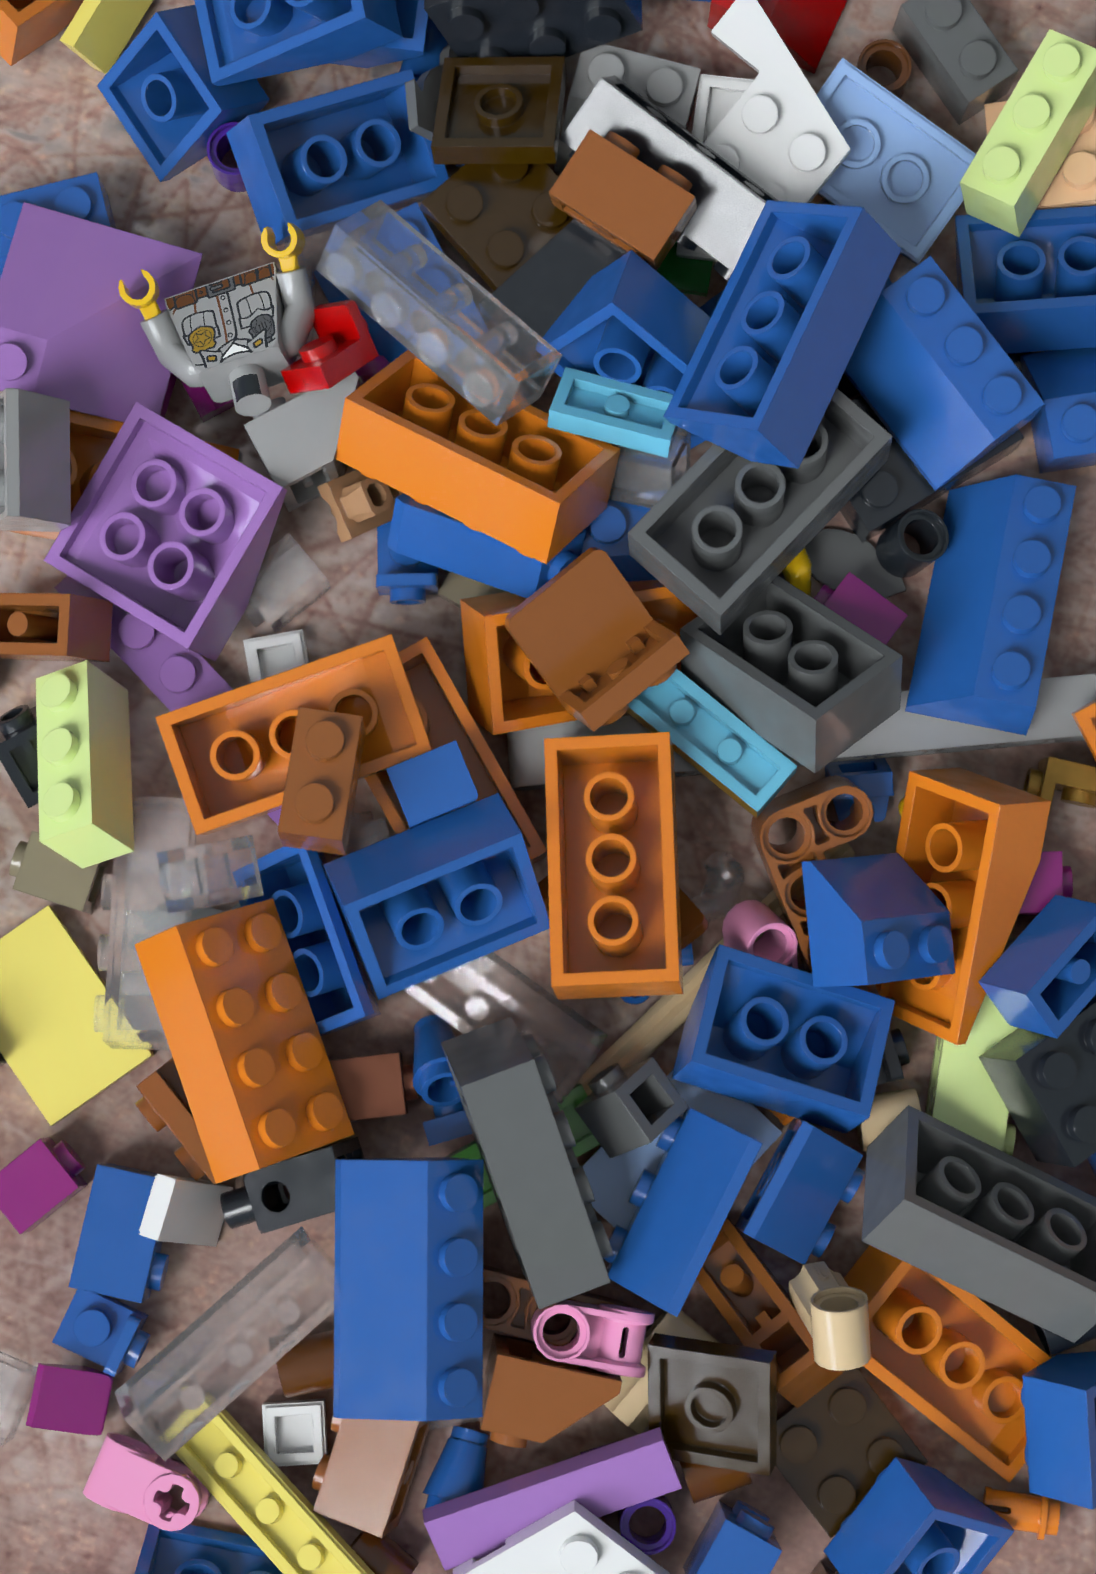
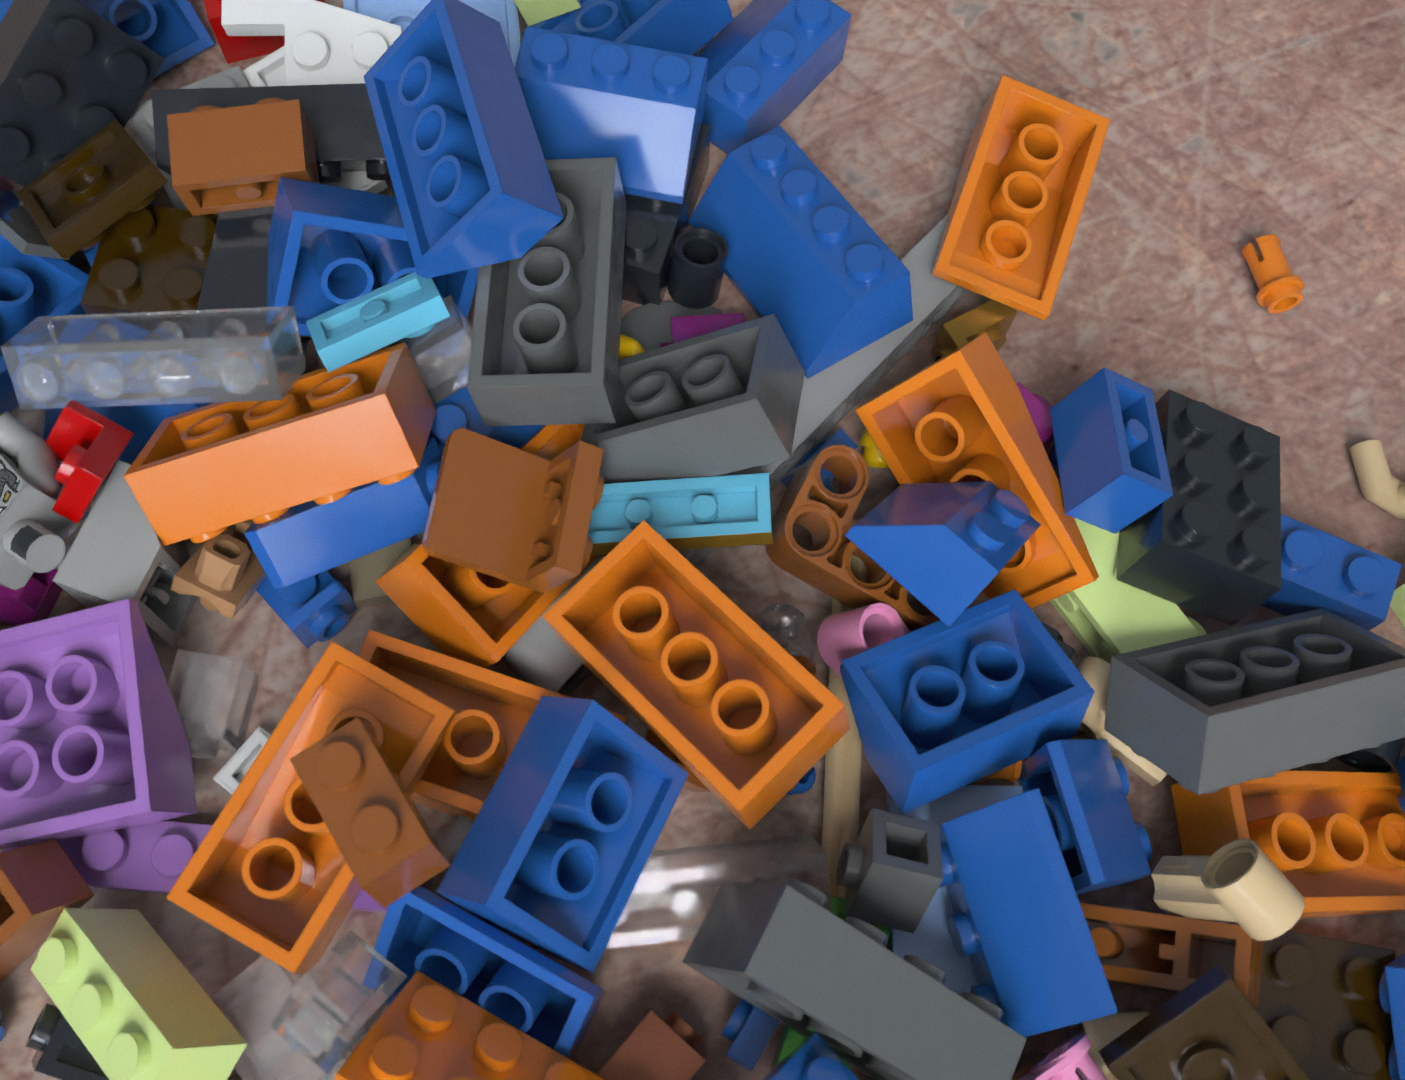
camera: 45 degrees left, 15 degrees down
(430, 1067) = (690, 994): blue cone -> none
(432, 784) = (476, 737): blue panel -> none

